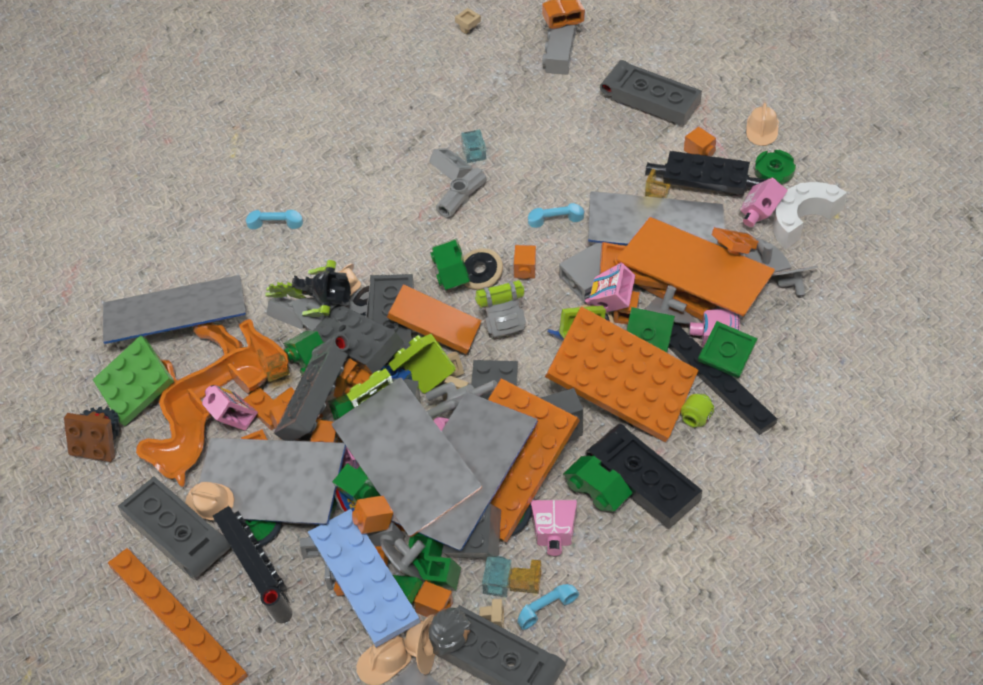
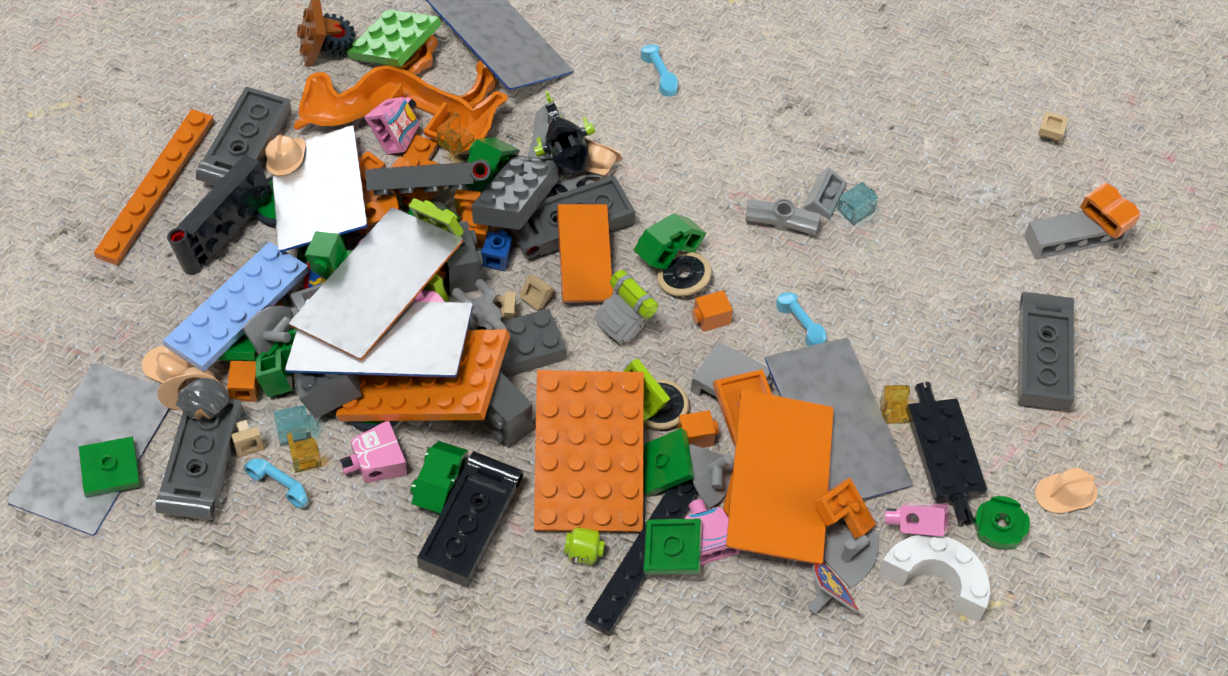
camera: 60 degrees right, 5 degrees up
(372, 514) = (300, 282): orange brick -> none
(425, 361) = (521, 261): lime bracket -> none
(612, 288) = (696, 401): bright pink torso -> none
(700, 142) = (990, 428): orange brick -> none

